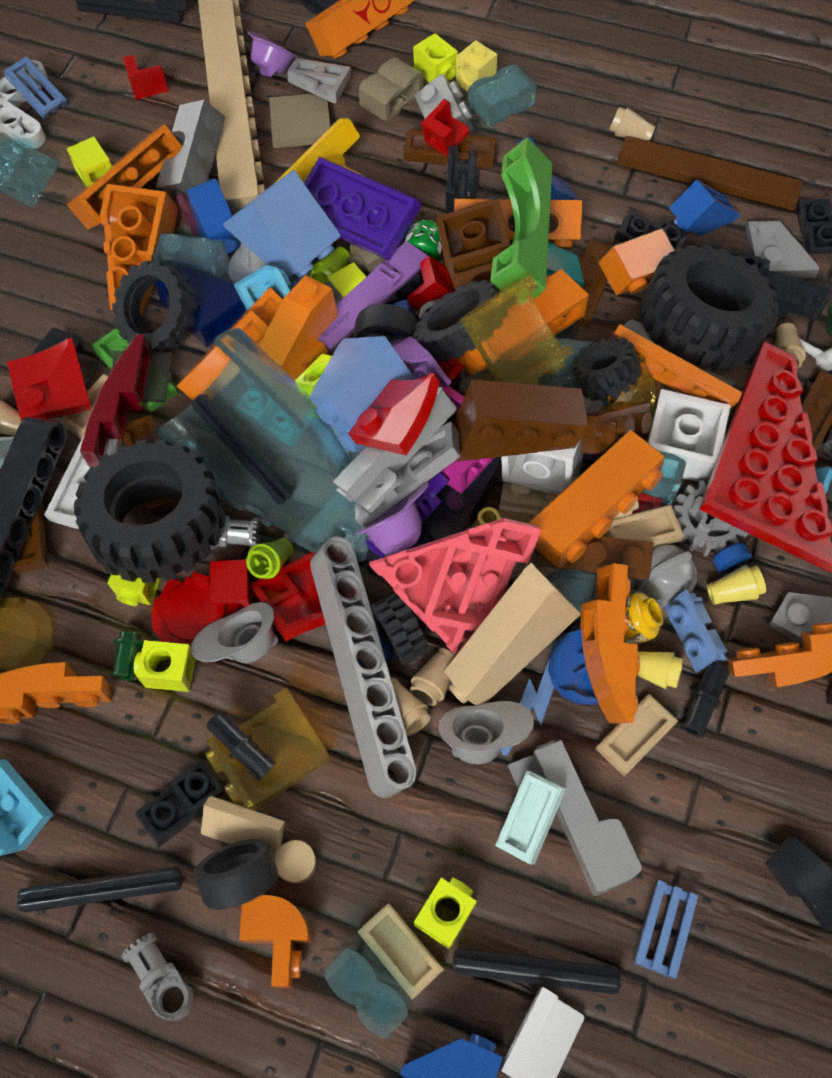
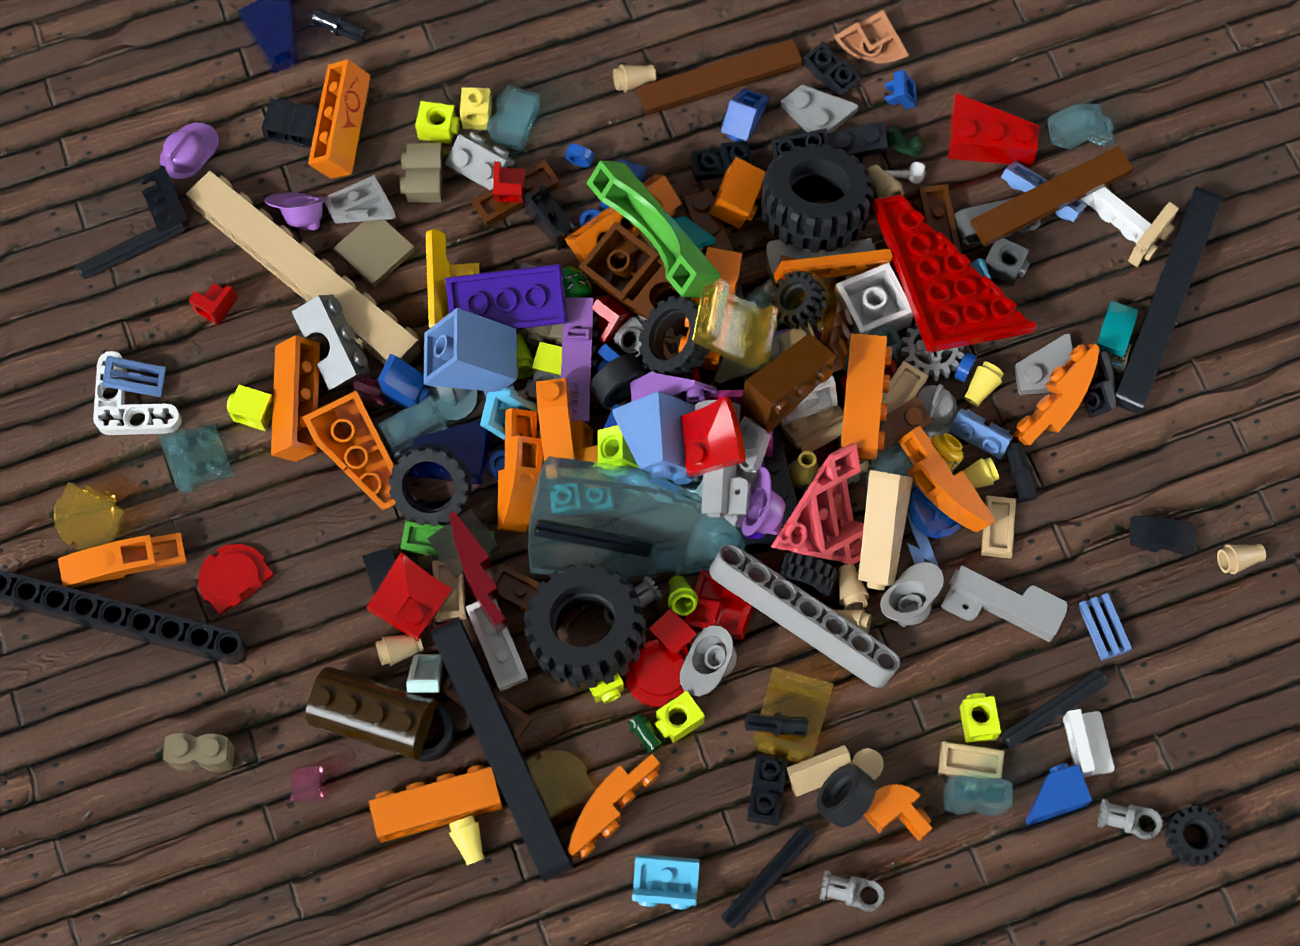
camera: 40 degrees left, 5 degrees up
(530, 817) = (981, 625): light aqua tile -> none

